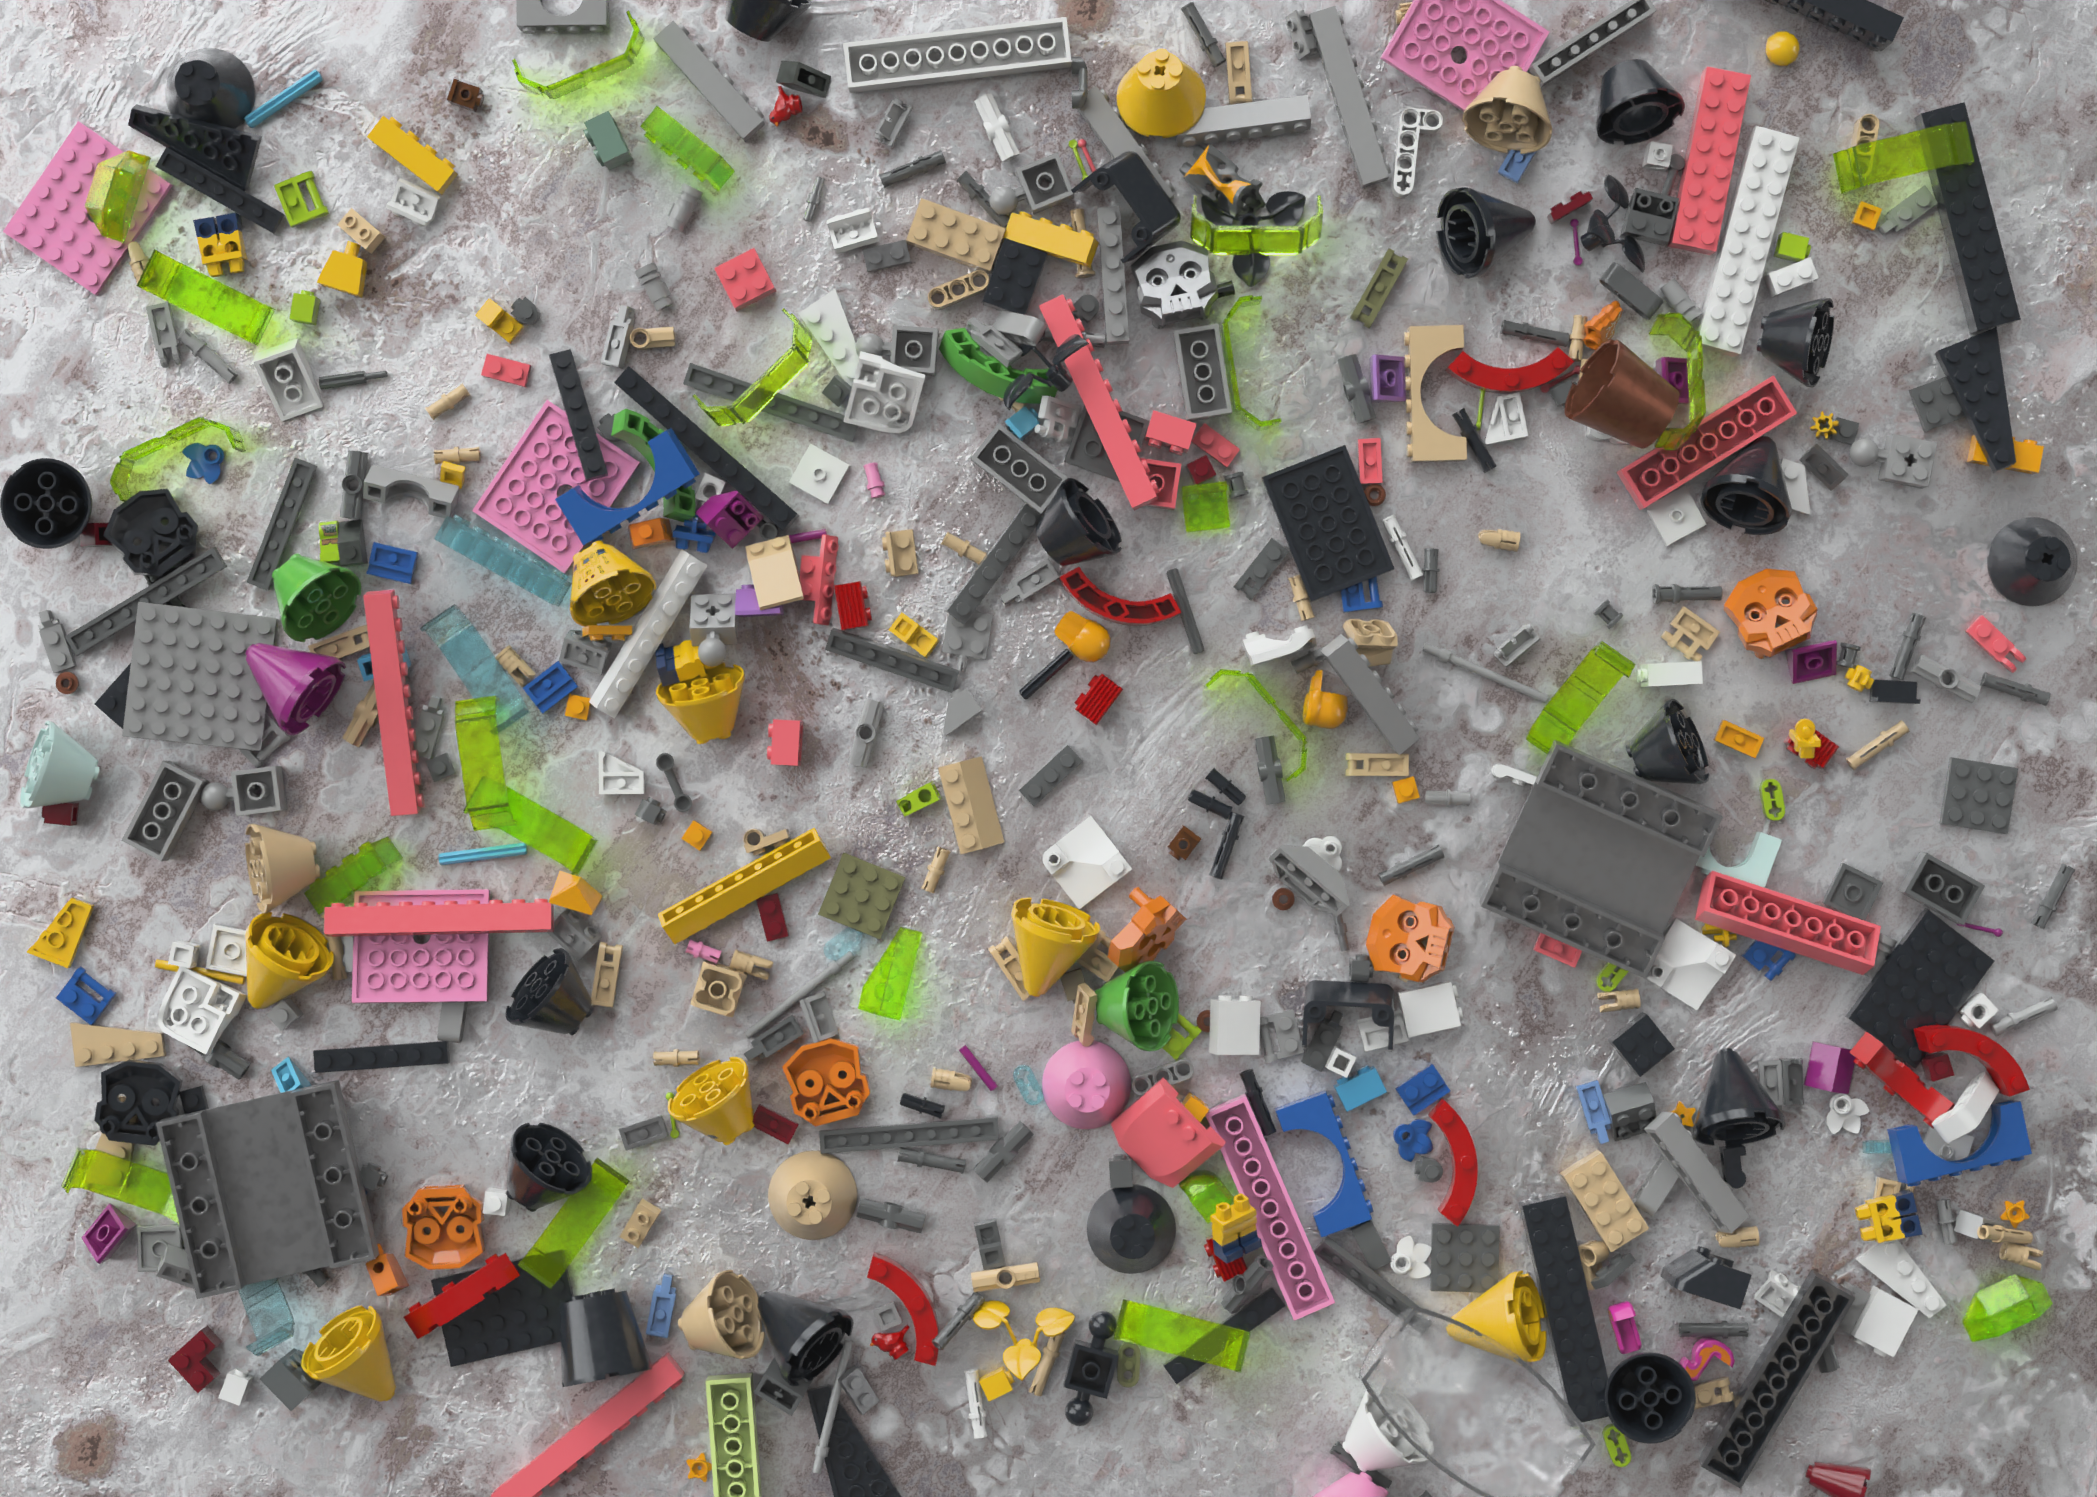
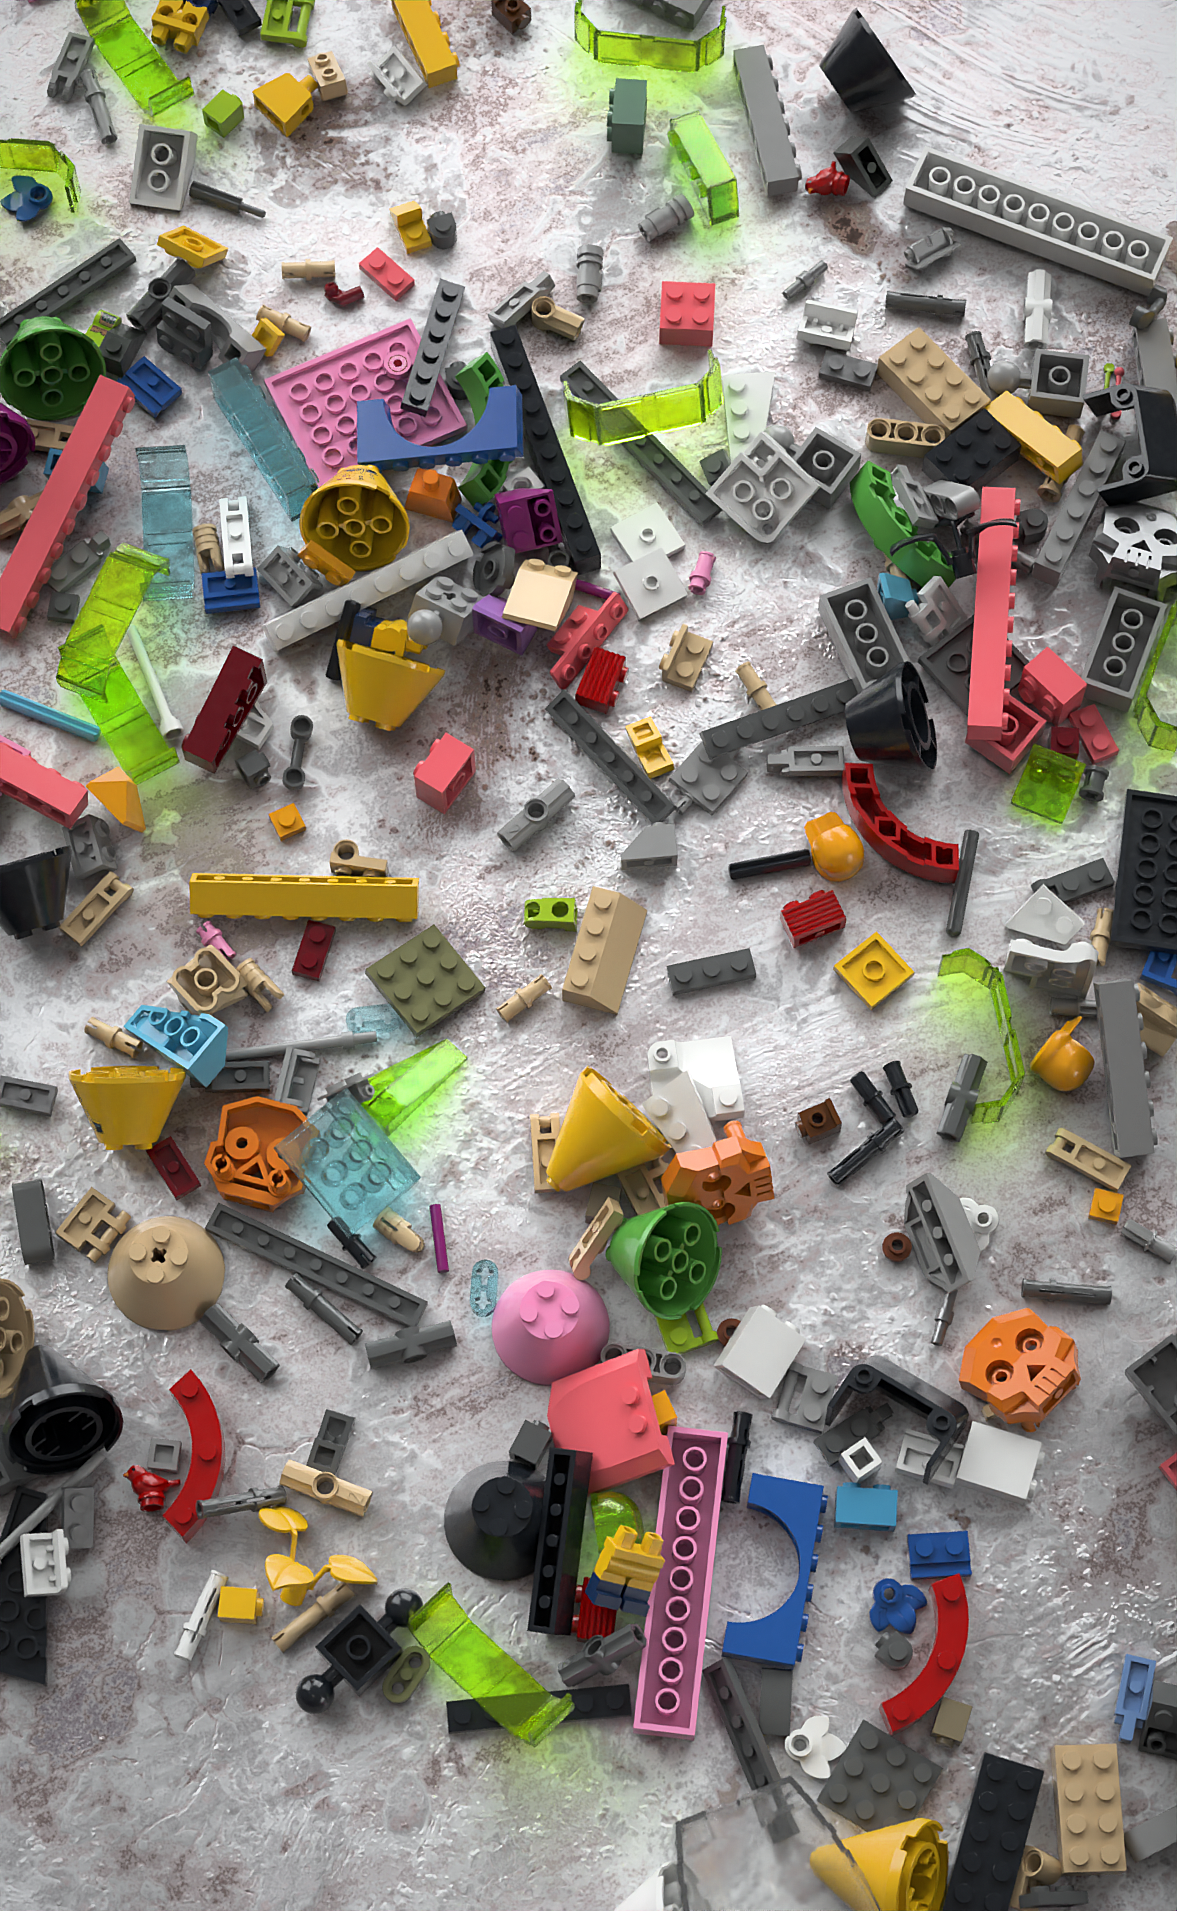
camera: 25 degrees right, 20 degrees down
(353, 435) = (191, 246): none -> yellow plate
(394, 512) = (184, 334): none -> dark grey plate
(486, 408) = (342, 297): none -> dark red arm
(529, 645) = (236, 536): none -> white plate
(562, 445) = (397, 365): none -> bright pink tile
(571, 812) = (170, 726): none -> piece
(578, 707) = (246, 627): light orange plate -> none
(607, 788) = (225, 709): none -> dark red wedge
(653, 679) = (344, 631): none -> black axle
(674, 1133) = (58, 1118): lime hinge -> none
(704, 1214) = (33, 1221): none -> dark grey beam
(726, 1037) = (183, 1039): none -> medium azure wedge
(735, 574) = (494, 570): none -> dark grey plate
(737, 1193) = (87, 1218): none -> tan plate
(843, 510) = (650, 583): none -> white plate
(858, 1433) = (45, 1563): none -> white bracket
(860, 1008) = (356, 1085): none -> light grey hinge
(889, 1059) = (347, 1163): none -> clear light blue slope
(1095, 898) = (681, 1115): none -> white wing
(1160, 712) = (873, 970): none -> yellow plate
(1178, 1229) = (560, 1541): none -> black brick
(1257, 606) = (1046, 917): none -> white wing
(1360, 968) = (943, 1372): dark grey plate -> none
(1489, 1195) = (950, 1722): none -> dark tan brick

